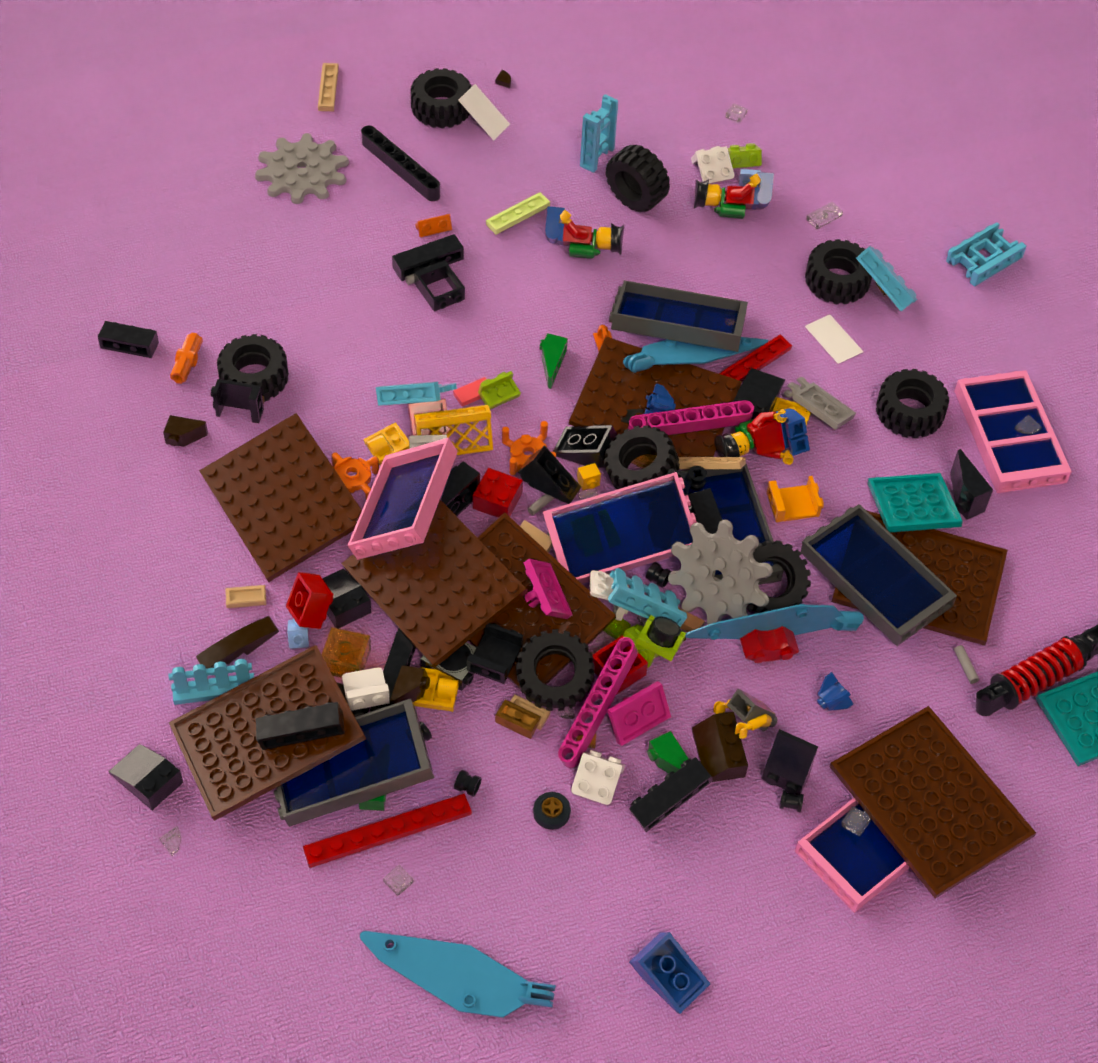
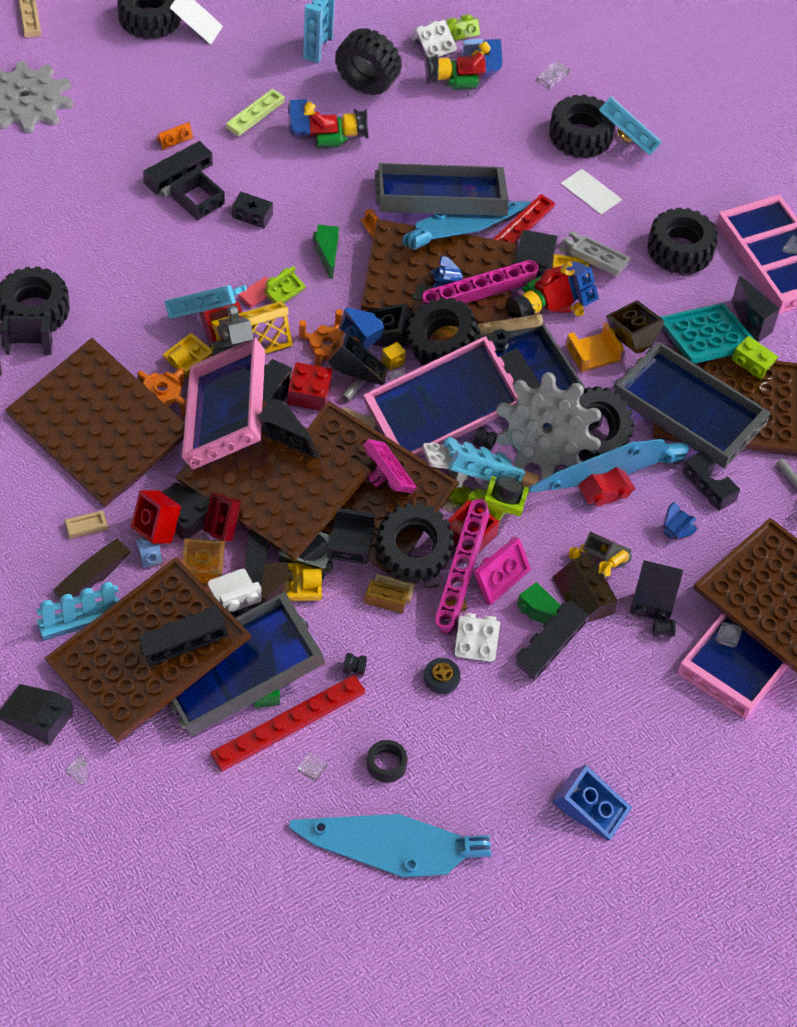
camera: 15 degrees left, 0 degrees up
(373, 612) = (222, 516): none -> dark red brick
(400, 163) = (124, 78): black beam -> none
(431, 425) = (235, 328): none -> brick
(448, 531) = (284, 427): none -> black slope
(477, 873) = (391, 747): none -> black tyre
(488, 309) = (252, 210): none -> black brick
(562, 442) = (361, 325): none -> blue slope
(839, 484) = (635, 326): none -> dark brown slope
(885, 670) = (718, 492): none -> black arch
(955, 535) = (754, 357): none -> lime bracket
(991, 264) = (721, 82): medium azure fence -> none

